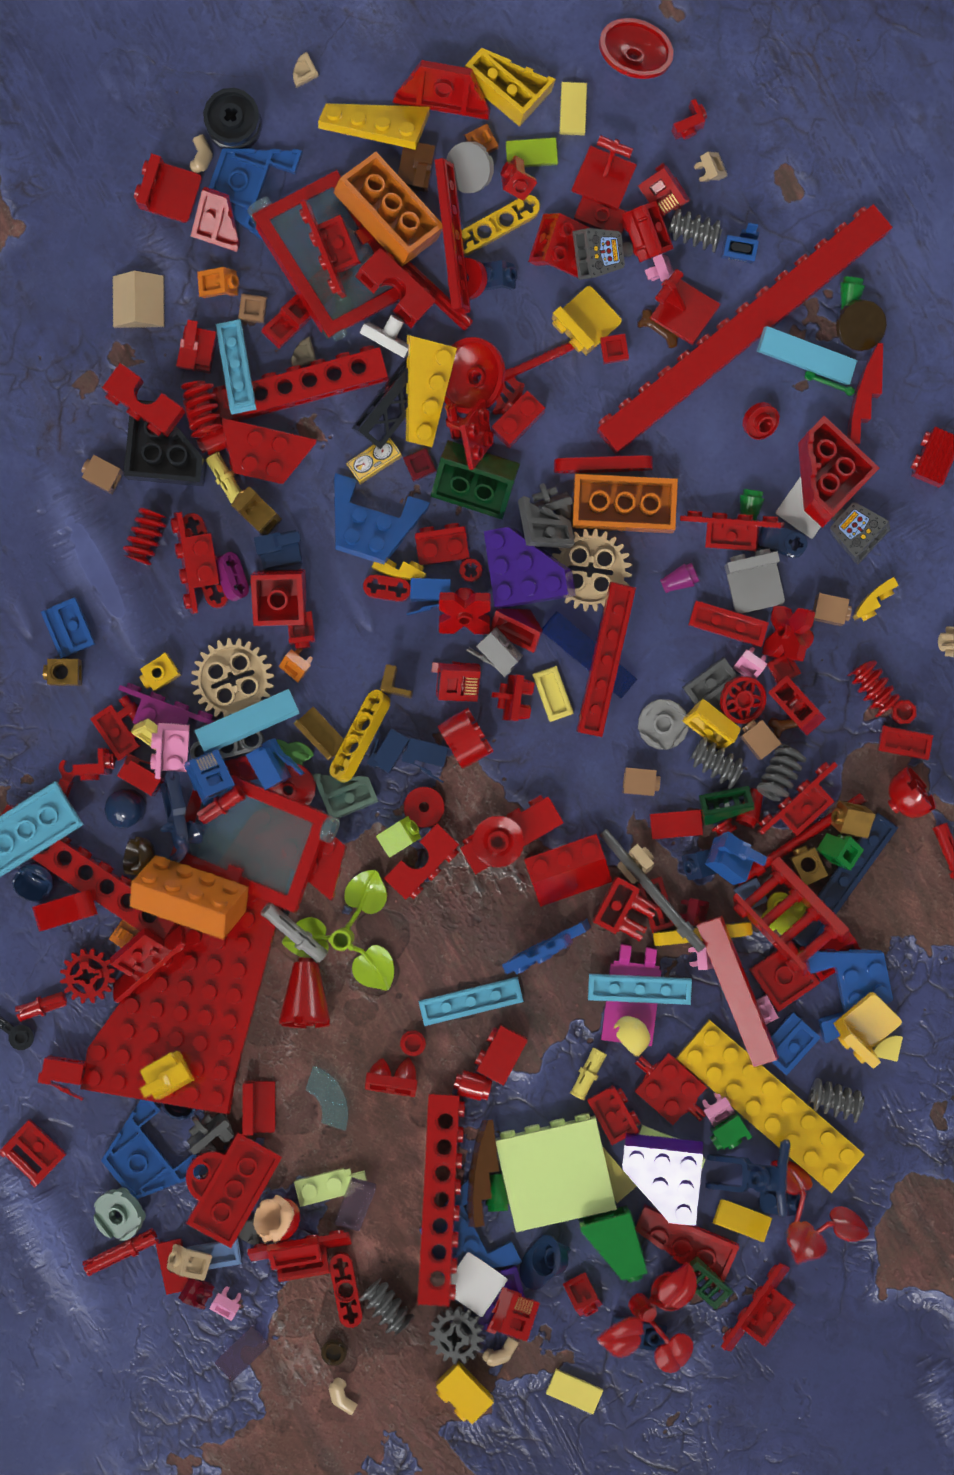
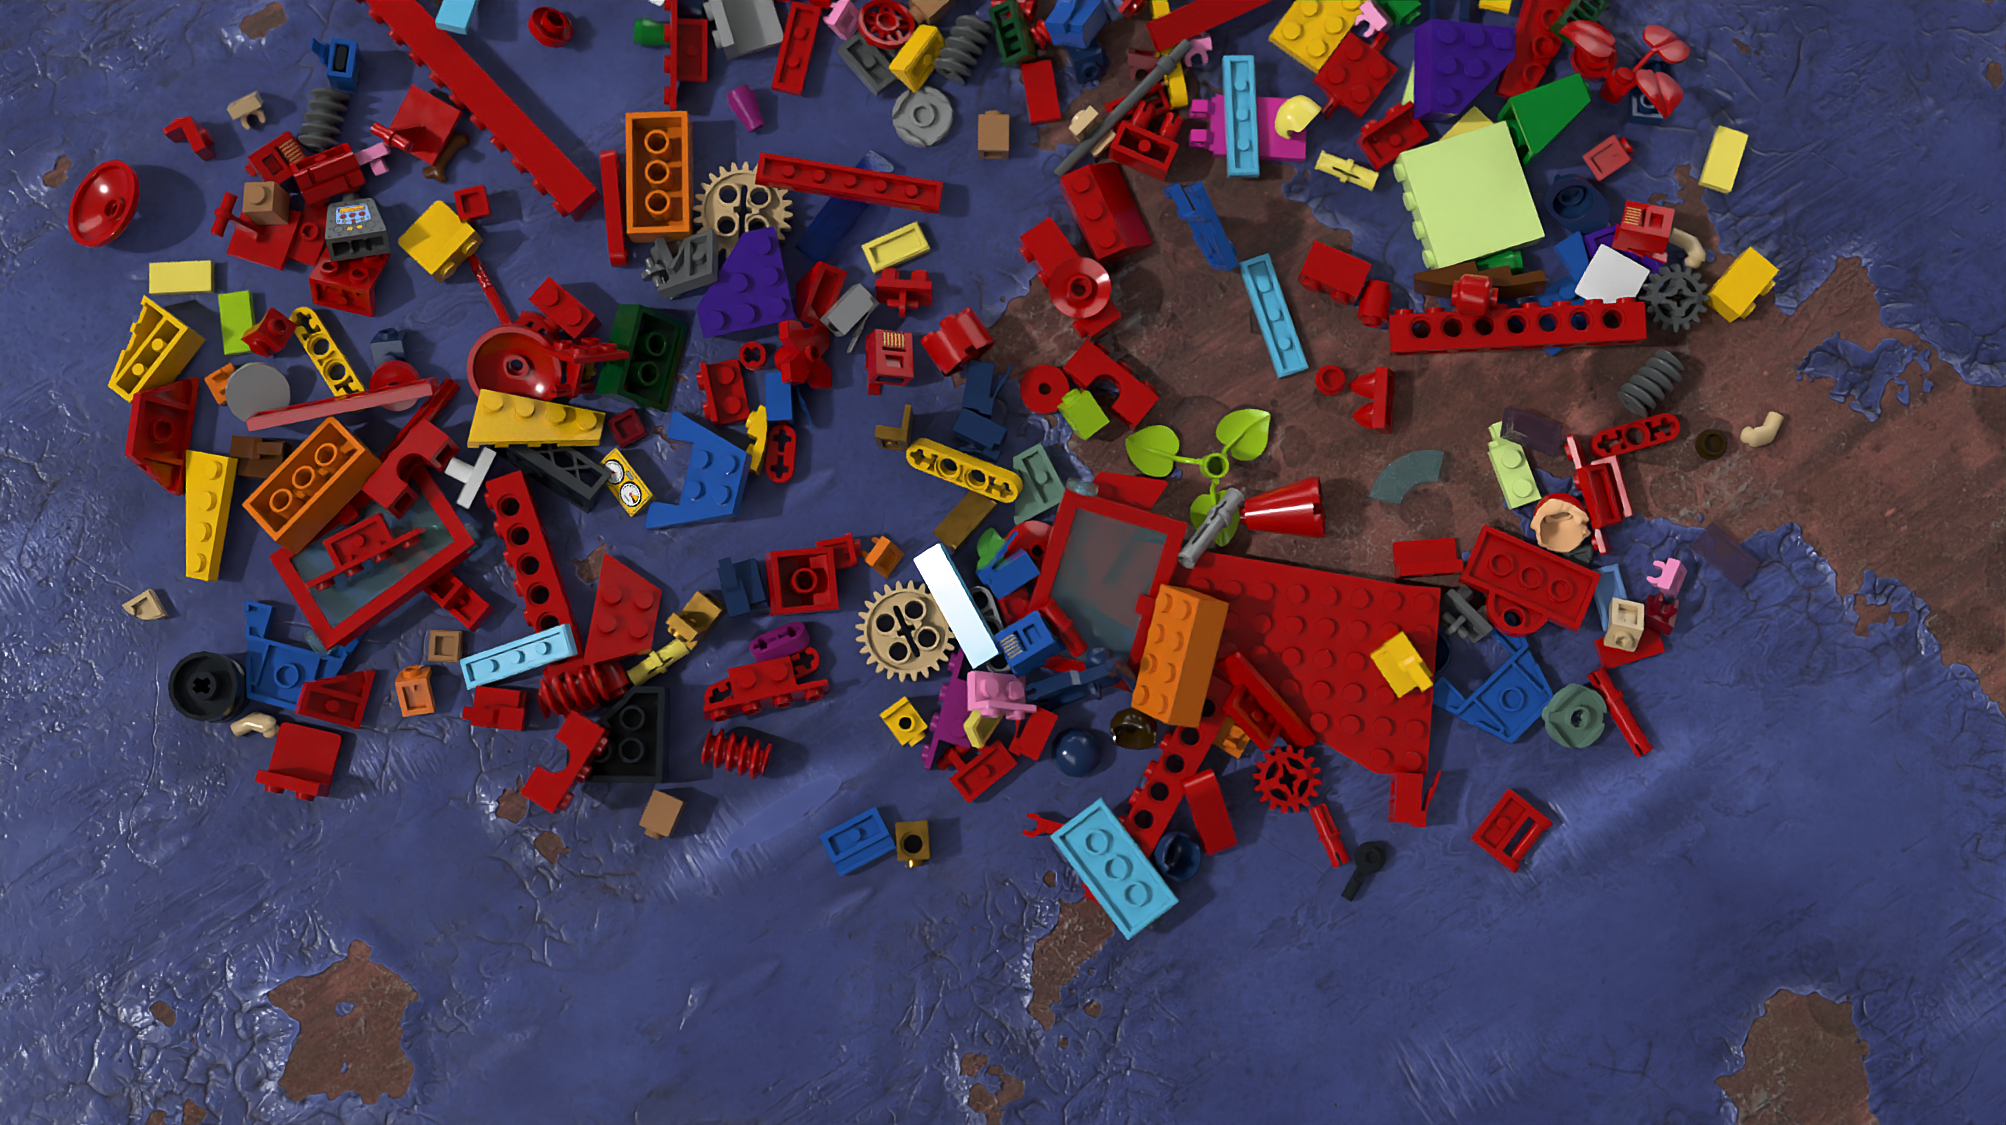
camera: 90 degrees left, 5 degrees down
(89, 772) = (1034, 794): red bracket -> none
(138, 300) = (442, 789): tan slope -> none
(303, 354) = (499, 578): dark tan tile -> none
(465, 1166) = (1474, 295): none -> red head
(625, 180) = (266, 203): none -> medium nougat brick

